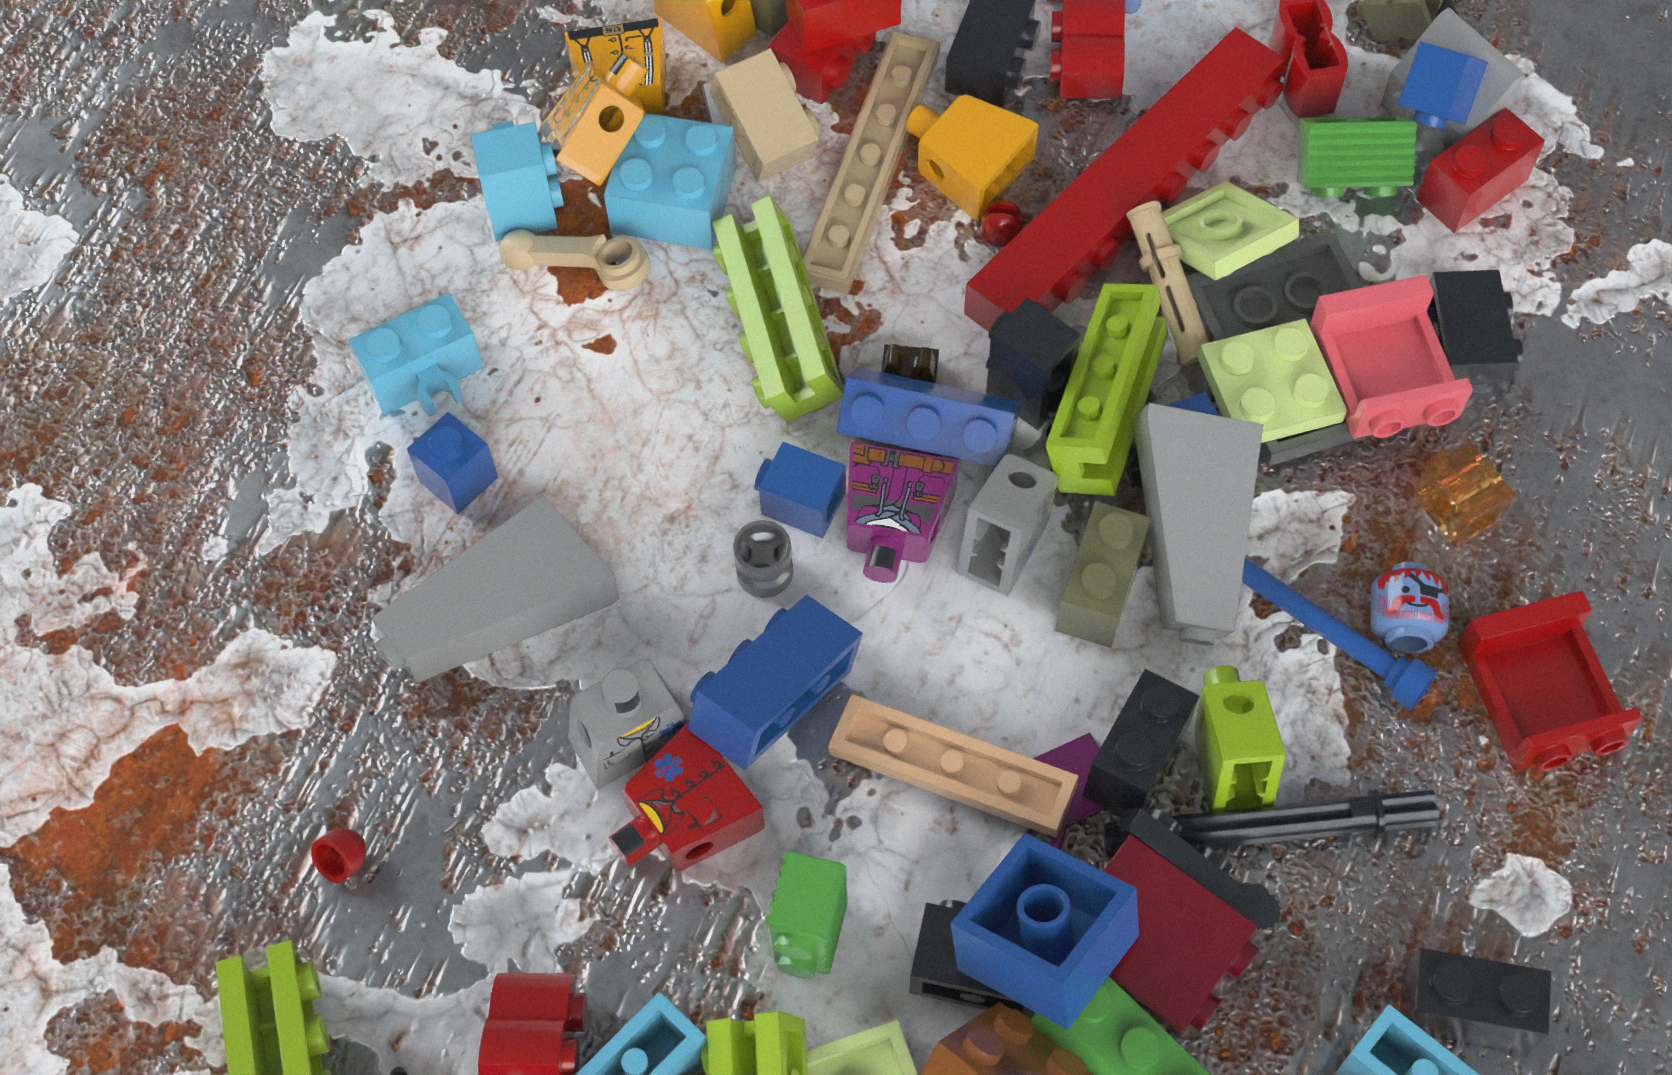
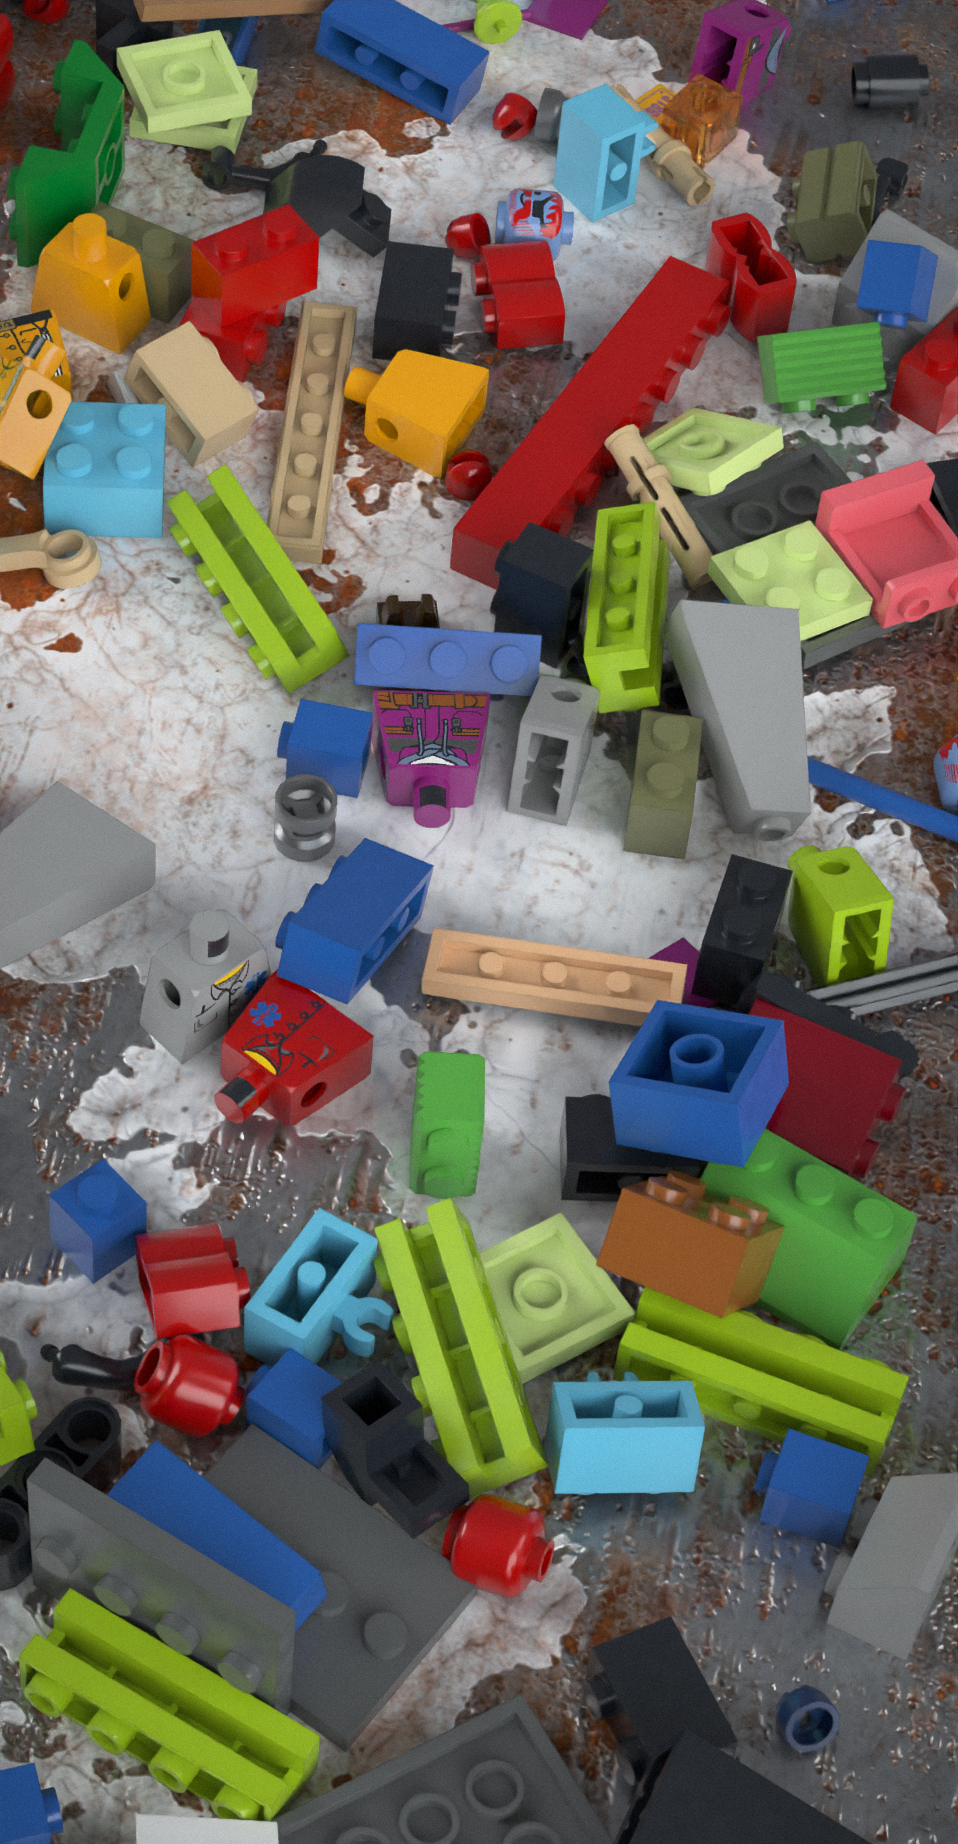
camera: 20 degrees left, 10 degrees down
(468, 951) = (97, 1220): none -> blue brick

